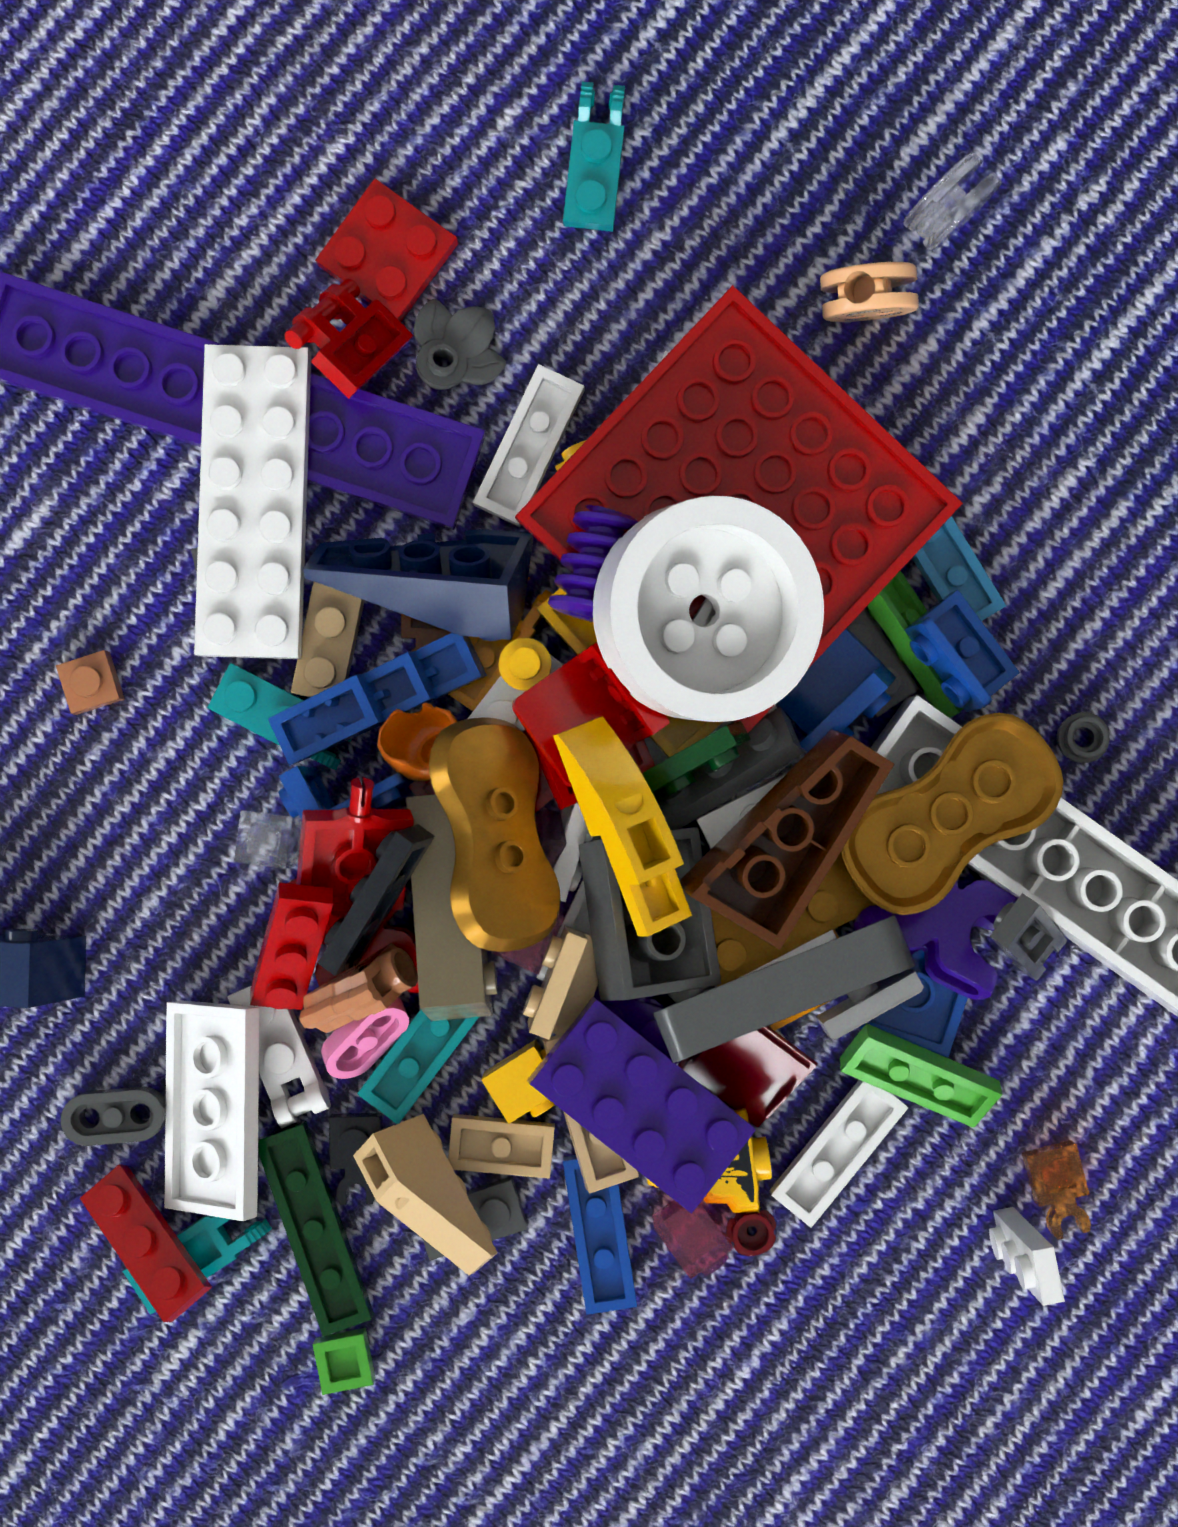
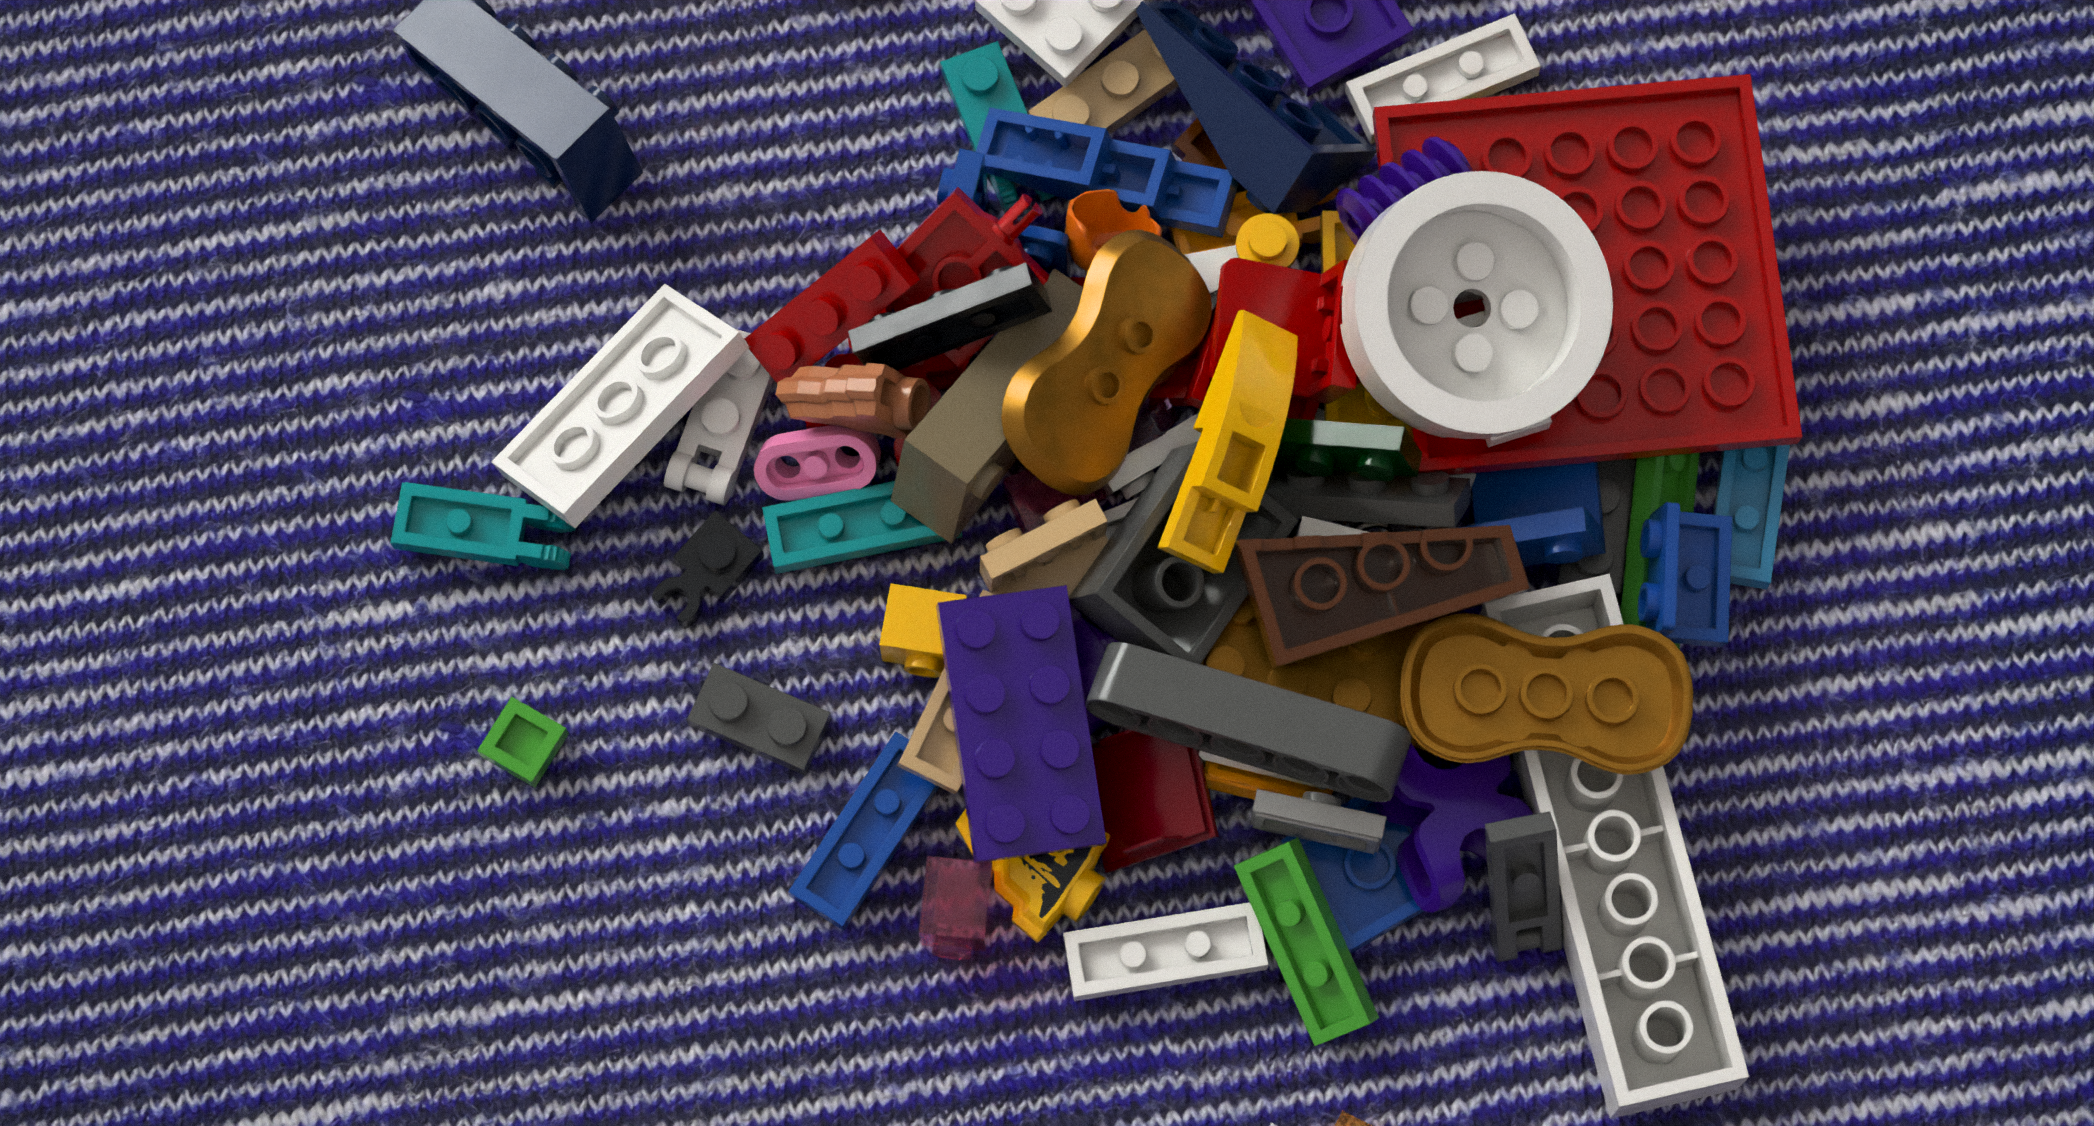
camera: 40 degrees right, 15 degrees down
(117, 1116) = (526, 345): dark grey plate -> none
(145, 1243) = (449, 472): red plate -> none
(268, 839) = (888, 204): clear brick -> none
(314, 1228) = (608, 598): dark green plate -> none
(421, 1189) = (746, 632): tan slope -> none
(501, 1147) = (849, 673): tan plate -> none
(752, 1244) = (1016, 976): dark red plate -> none
(867, 291) = (1880, 195): light nougat head -> none
(948, 206) = (2028, 180): clear head -> none
(1097, 732) = (1748, 754): dark grey plate -> none

